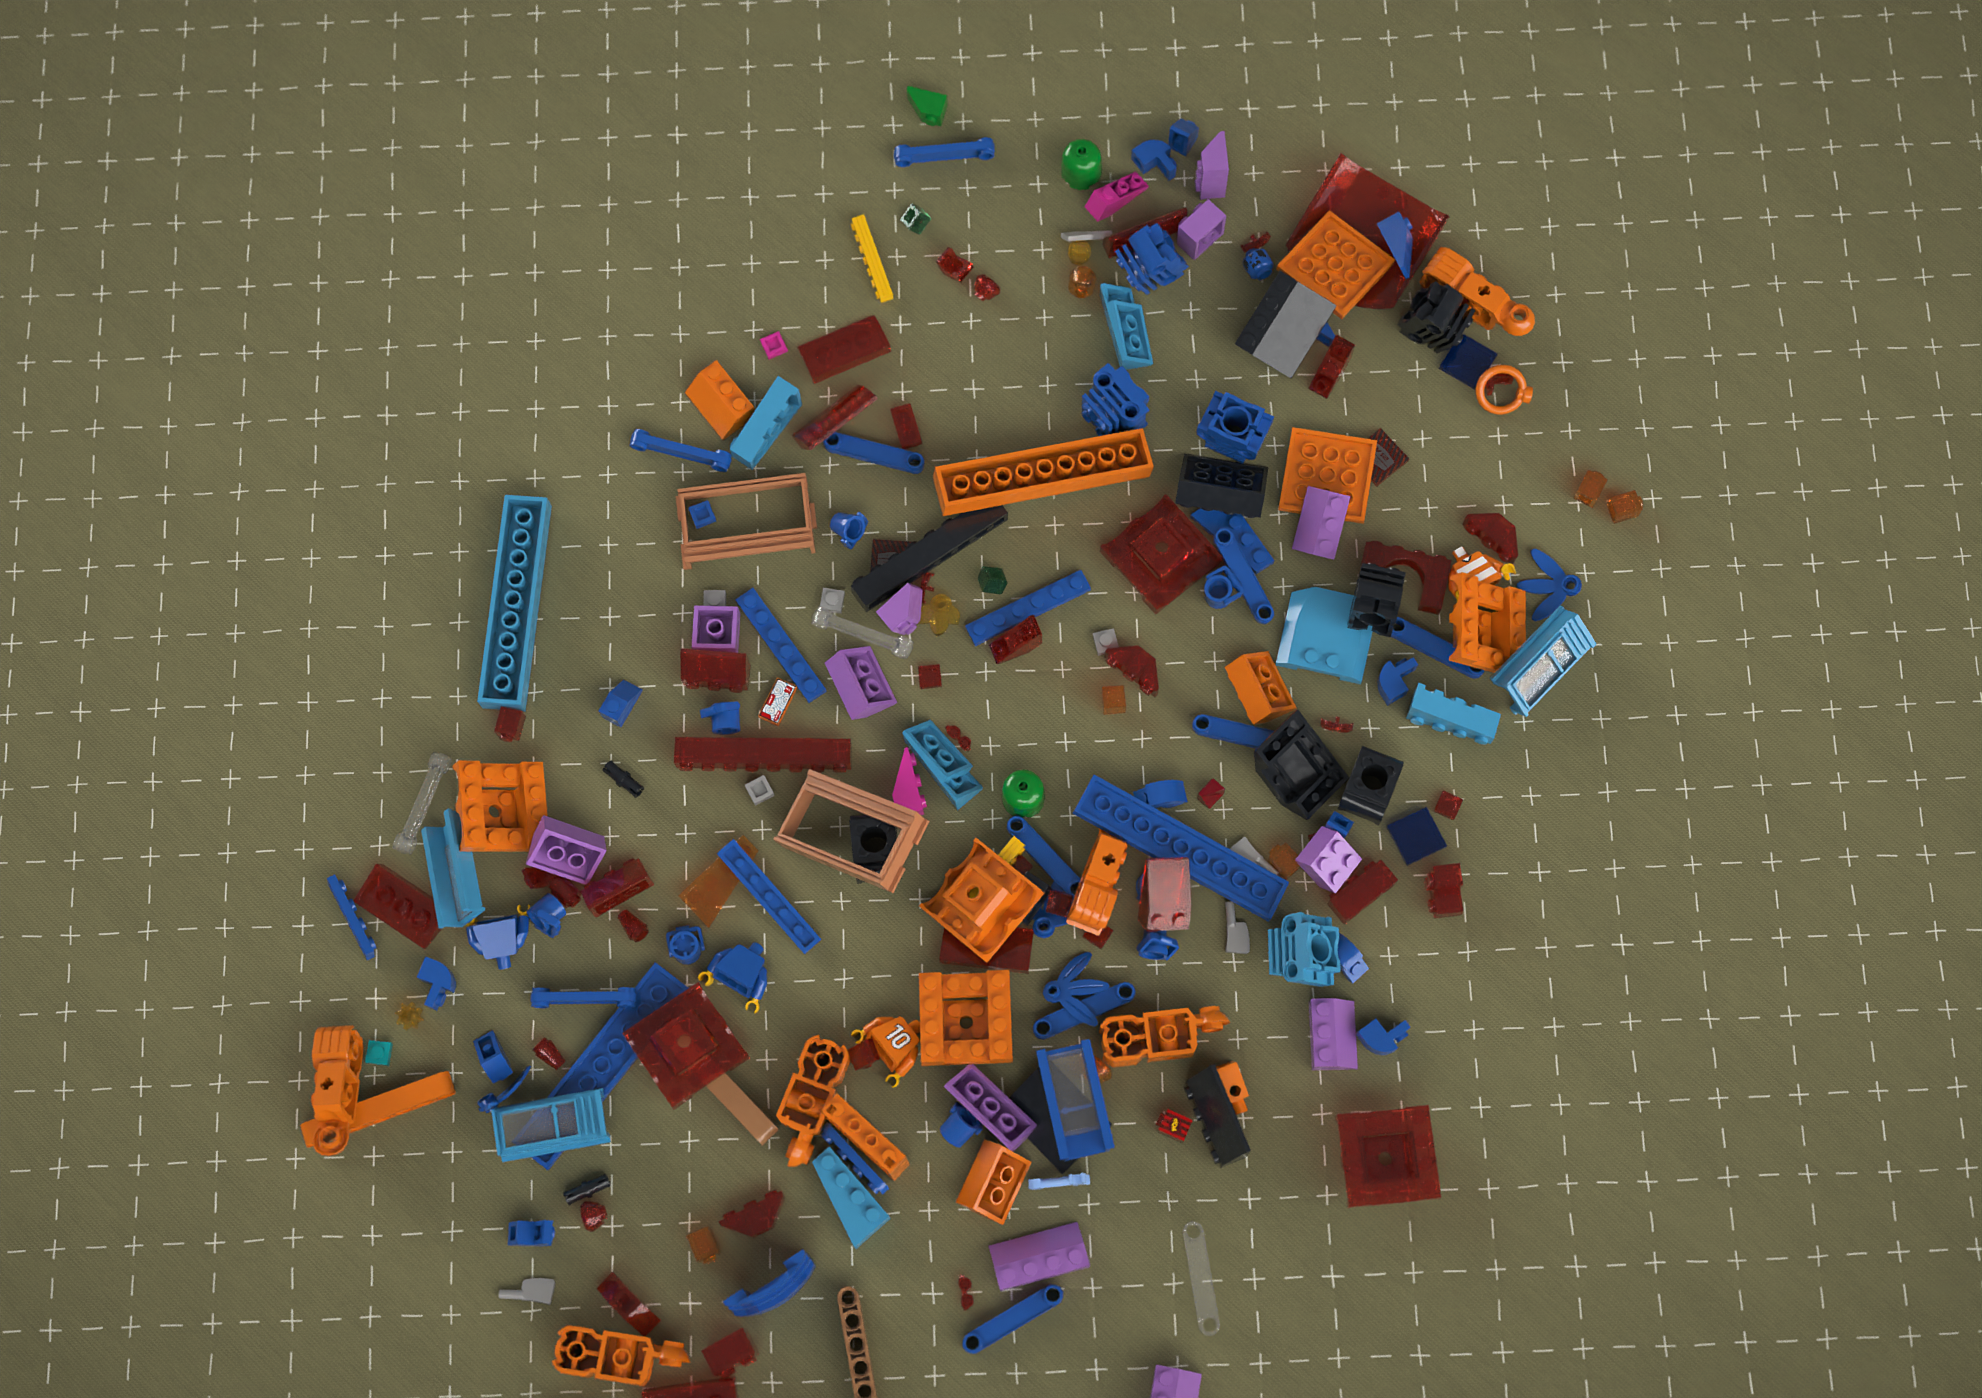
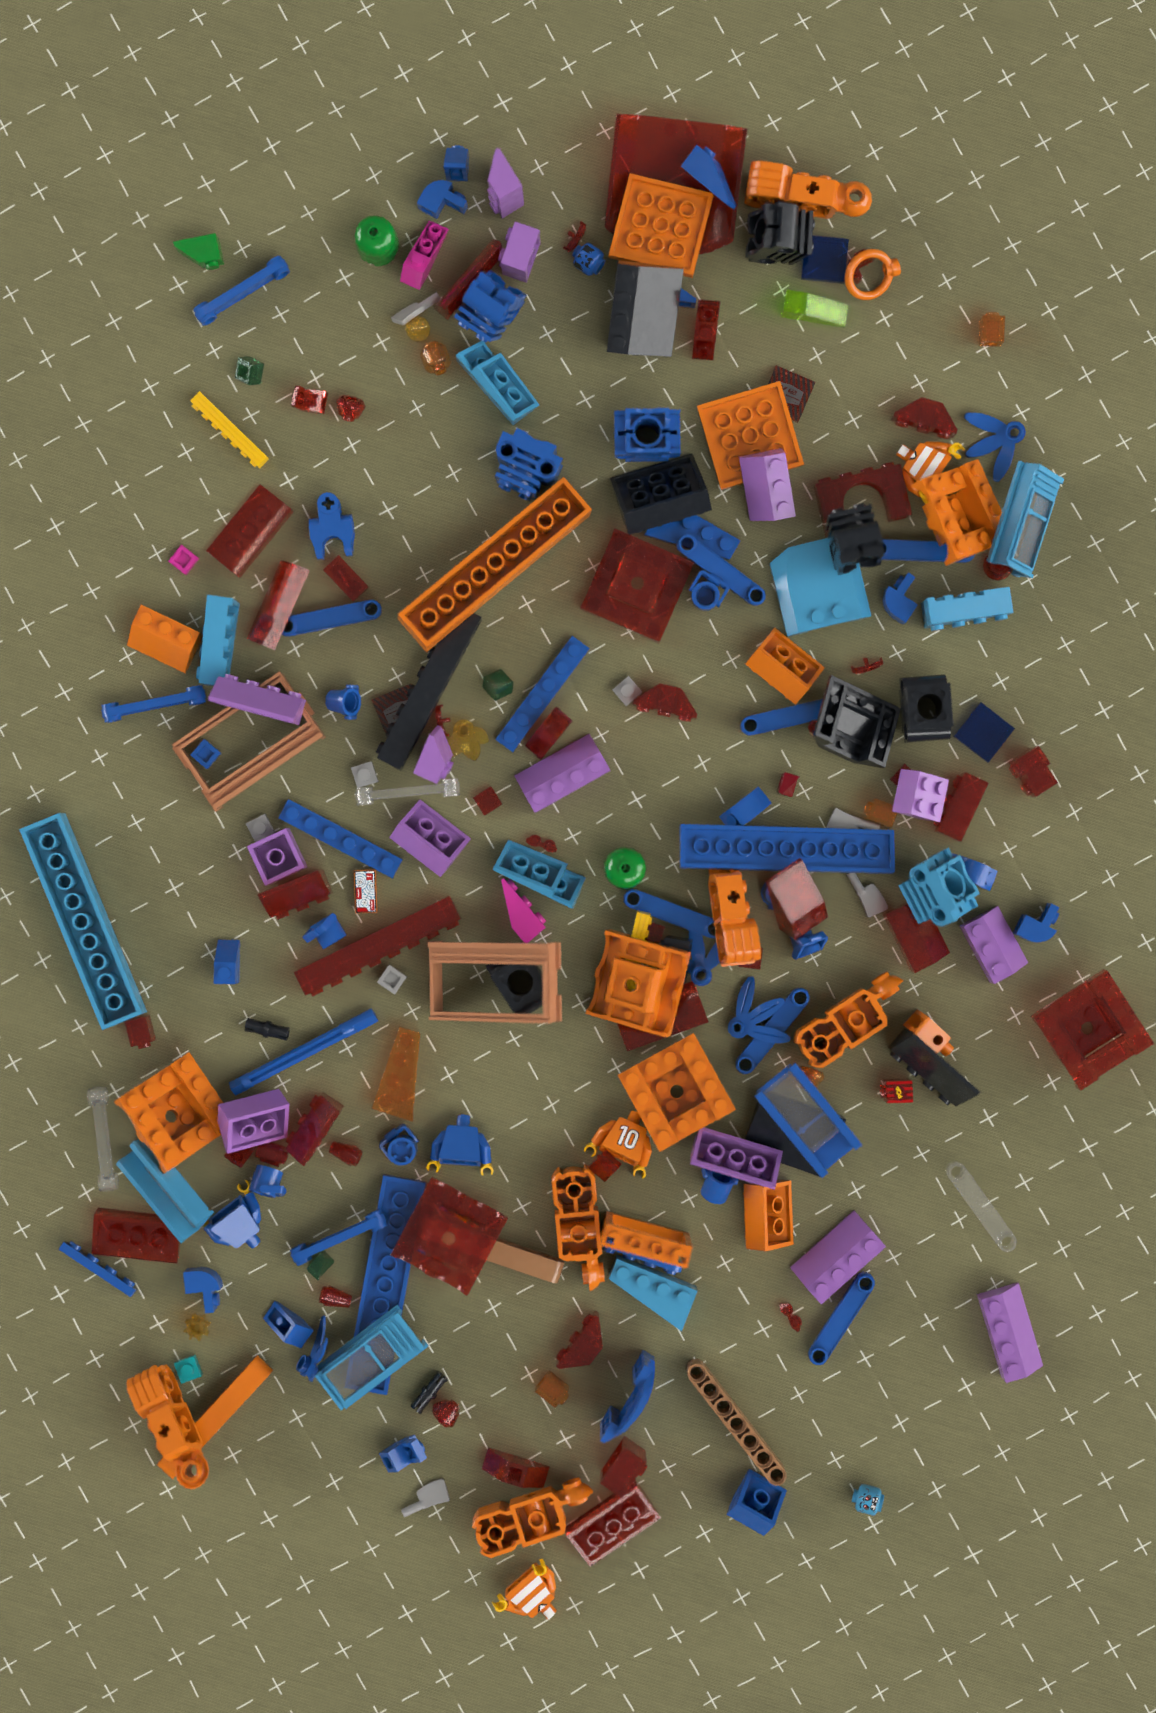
camera: 30 degrees left, 15 degrees up
(552, 1016) = (320, 1265): none -> clear green slope
(644, 815) = (304, 1051): none -> blue piece
(769, 896) = (451, 1070): blue plate -> none
(772, 485) = (258, 700): none -> medium lavender slope
(917, 376) = (331, 525): none -> blue piece
(1009, 685) = (562, 773): none -> medium lavender slope
(1059, 903) = (705, 949): clear red tile -> none
(1075, 1180) = (835, 1181): light blue bar -> none
(1113, 700) = (661, 742): clear orange brick -> none
(1262, 994) = (918, 943): none -> clear red slope
(1339, 823) = (915, 760): blue slope -> none
(1437, 396) = (813, 308): none -> clear neon green slope
(1448, 805) = (998, 690): clear red tile -> none
(1496, 697) = (995, 571): none -> clear red cone
(1625, 506) = (1030, 332): clear orange brick -> none

